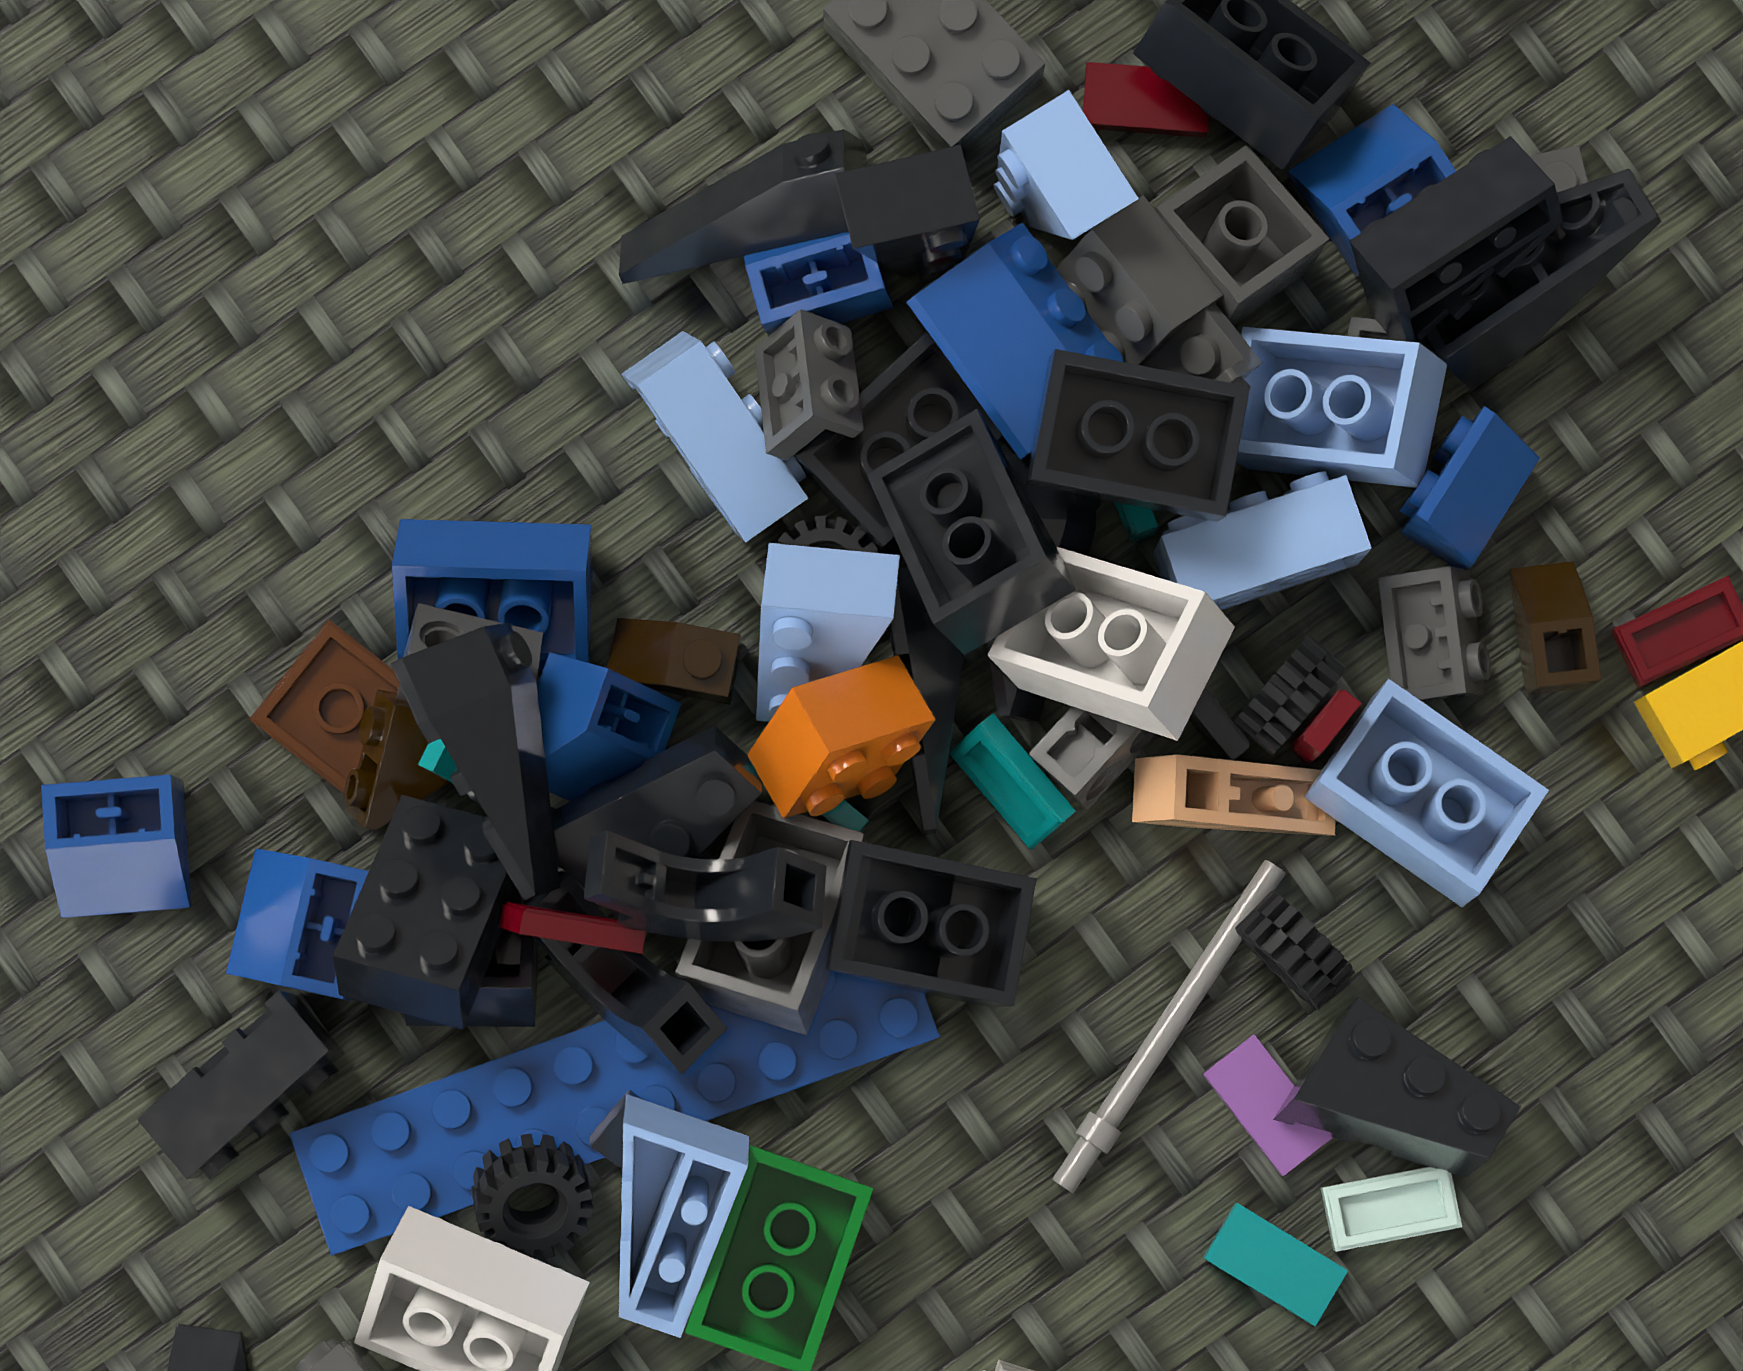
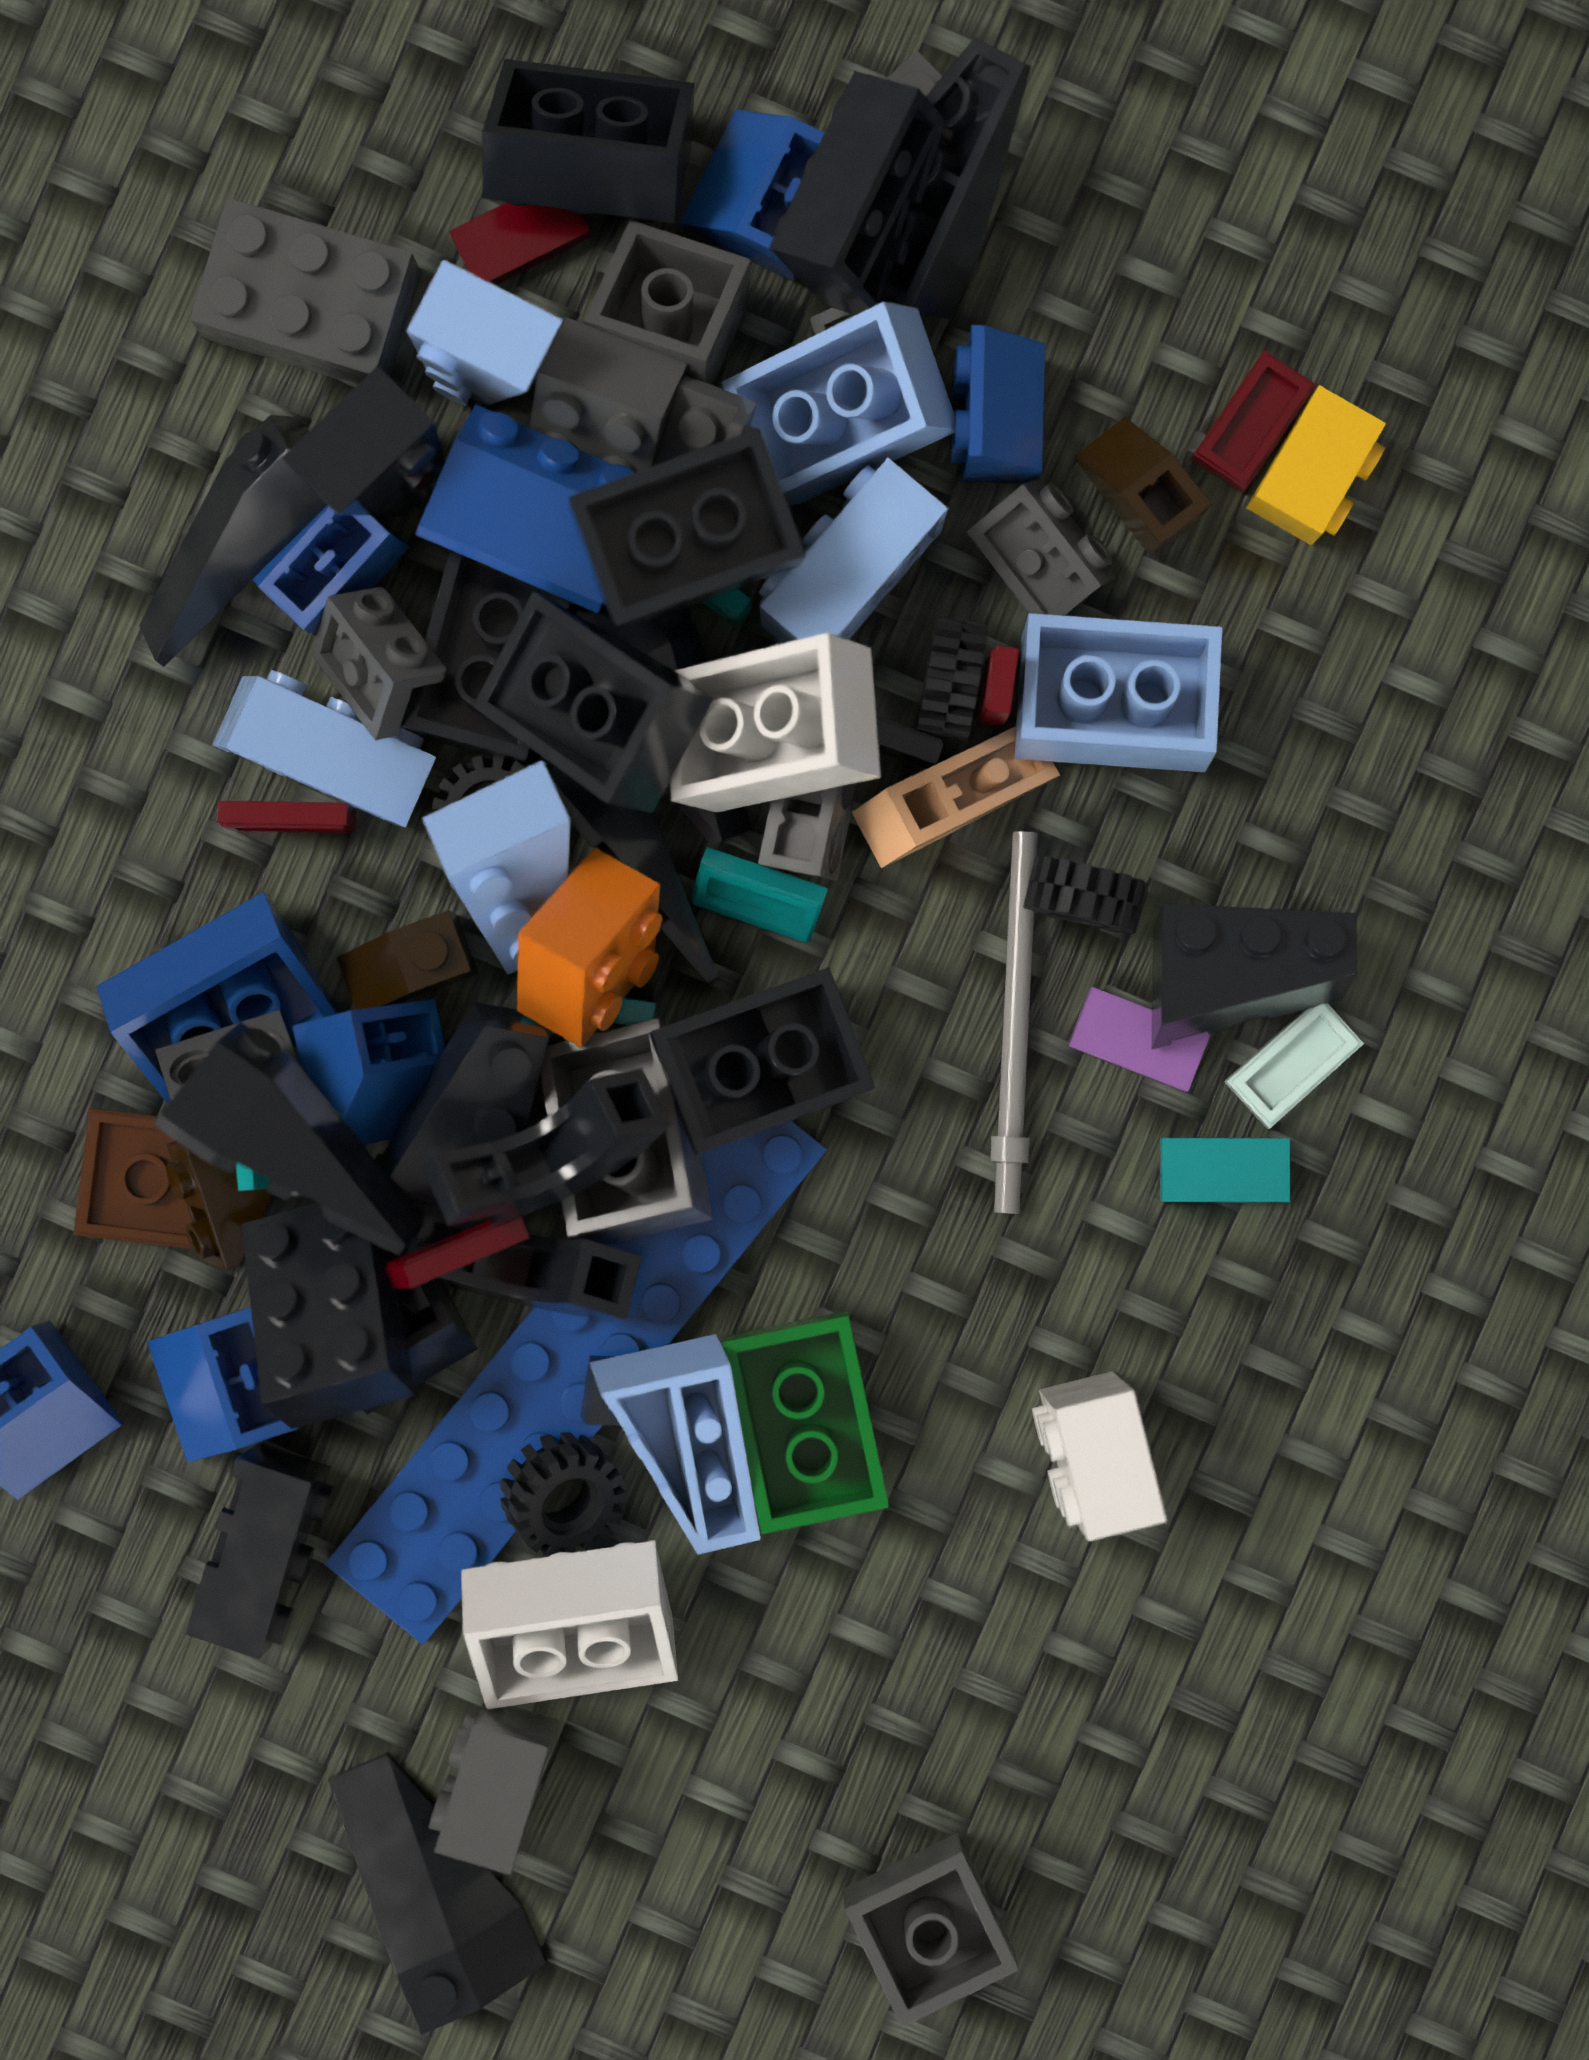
camera: 30 degrees left, 5 degrees up
(649, 473) = (287, 816): none -> dark red tile

